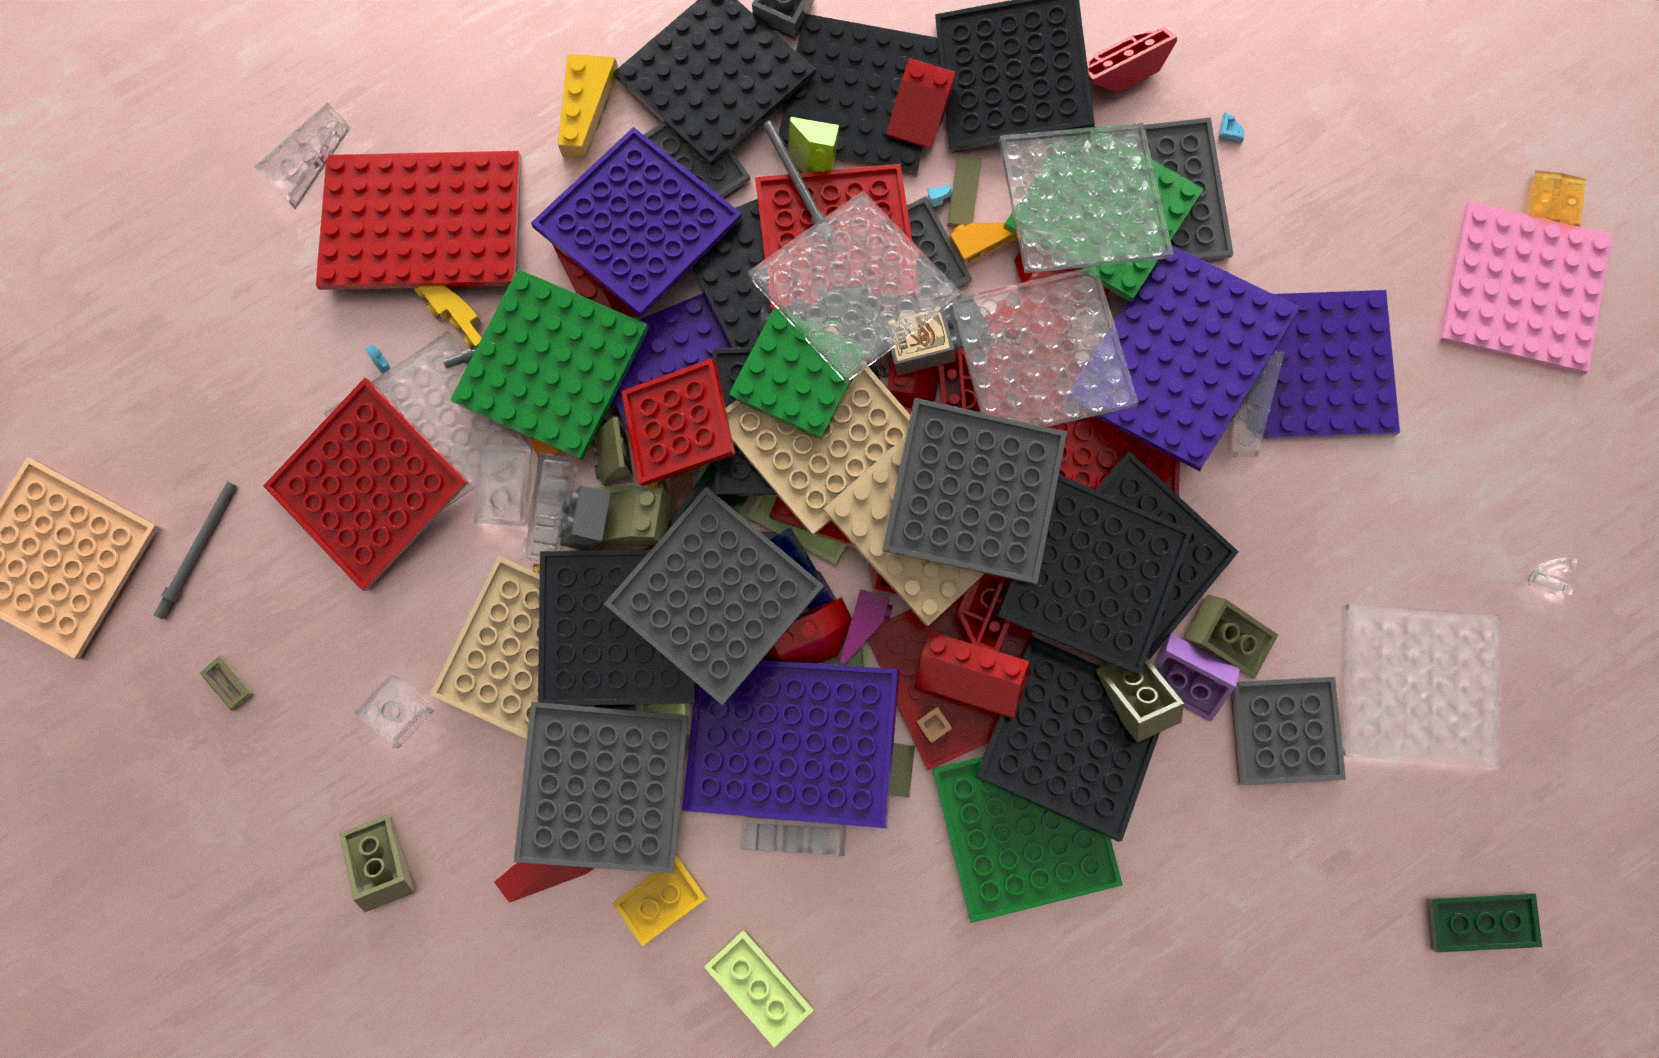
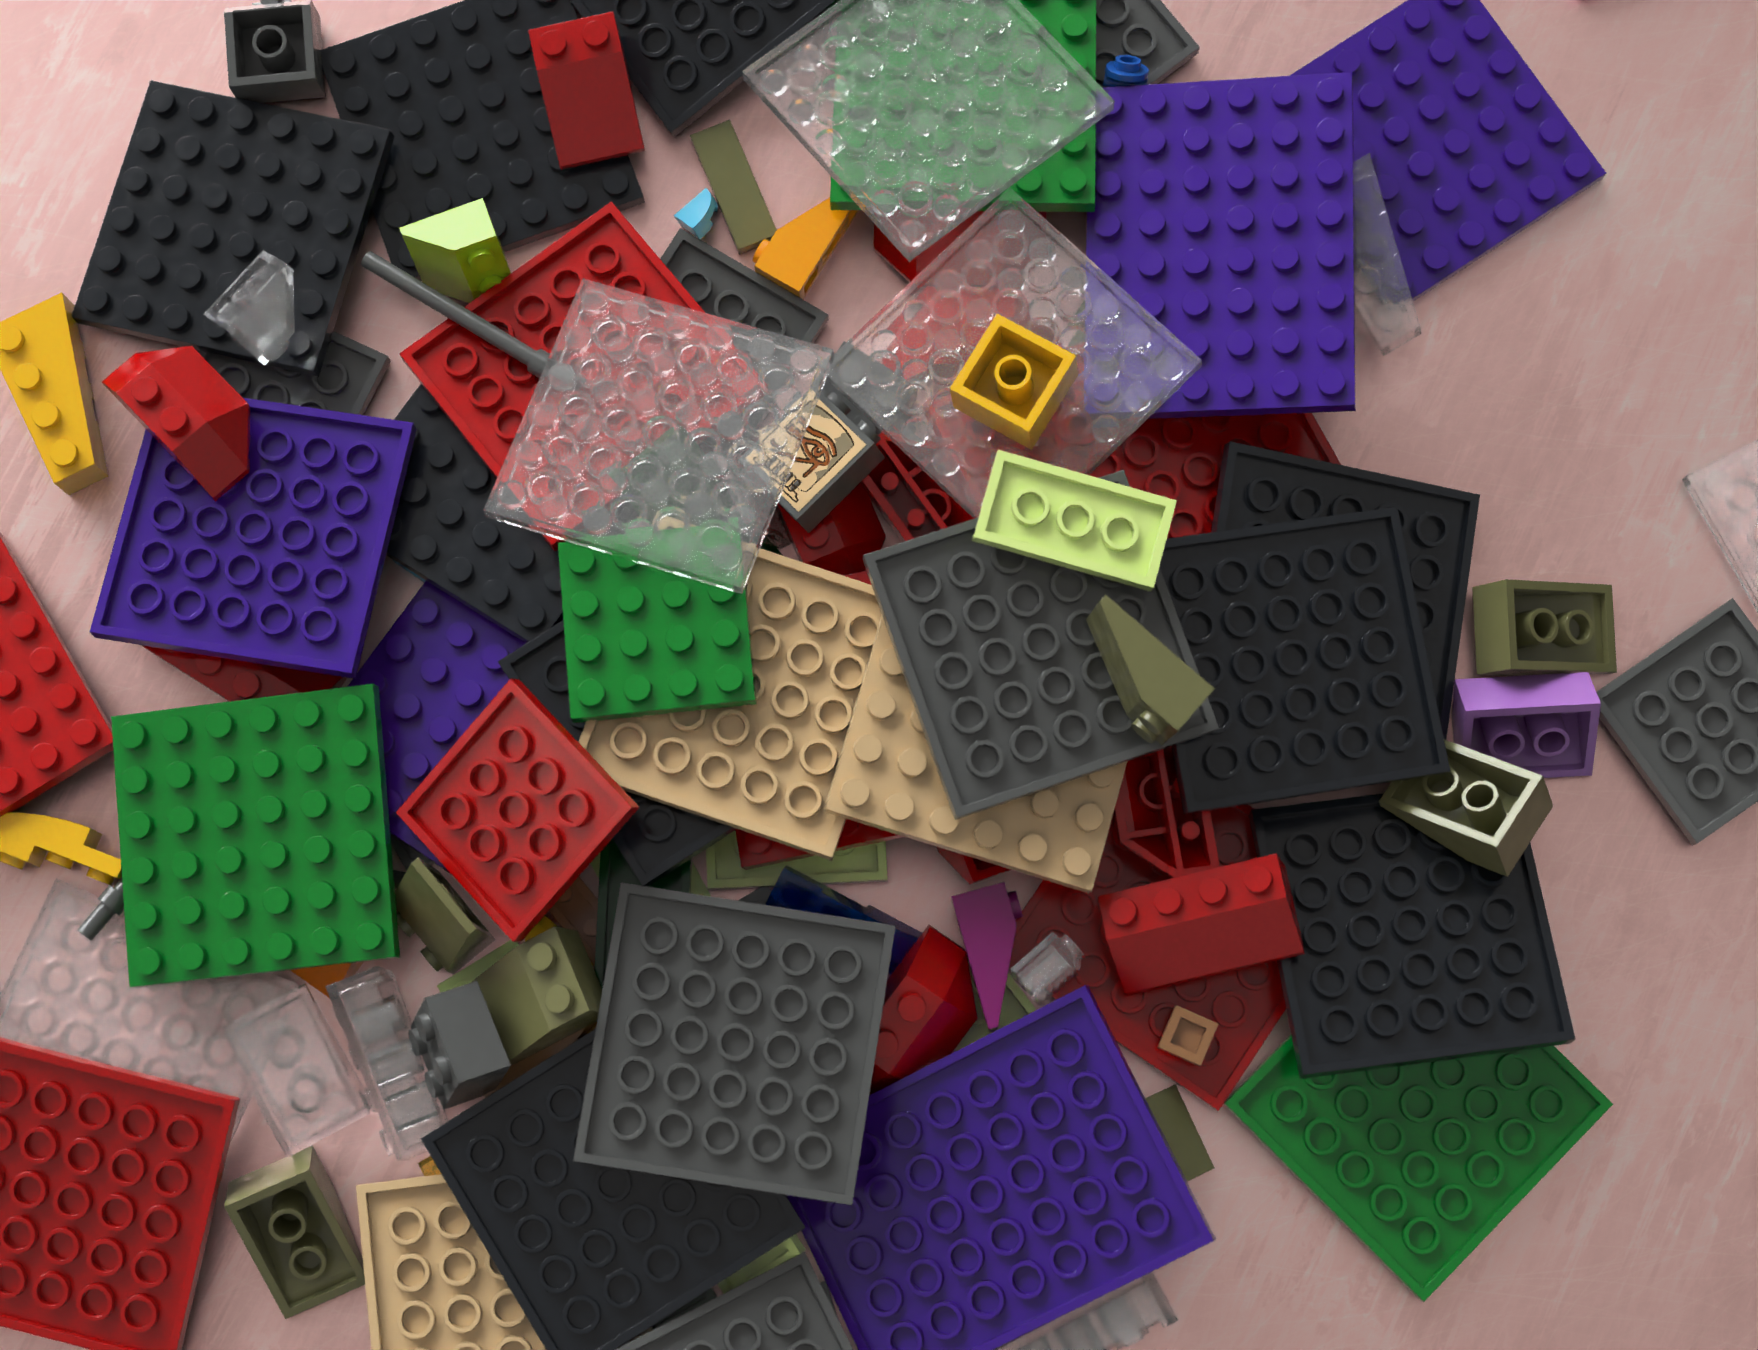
camera: 30 degrees left, 0 degrees up
(457, 561) = (296, 1232): none -> olive slope
(639, 147) = (188, 413): none -> red wedge
(701, 117) = (258, 308): none -> clear slope
(885, 650) = (1048, 967): none -> clear brick
(1017, 540) = (1148, 677): none -> olive slope
(1027, 441) = (1074, 520): none -> yellowish green plate
(1039, 358) = (1014, 381): none -> yellow brick
(1188, 244) = (1125, 71): none -> blue plate

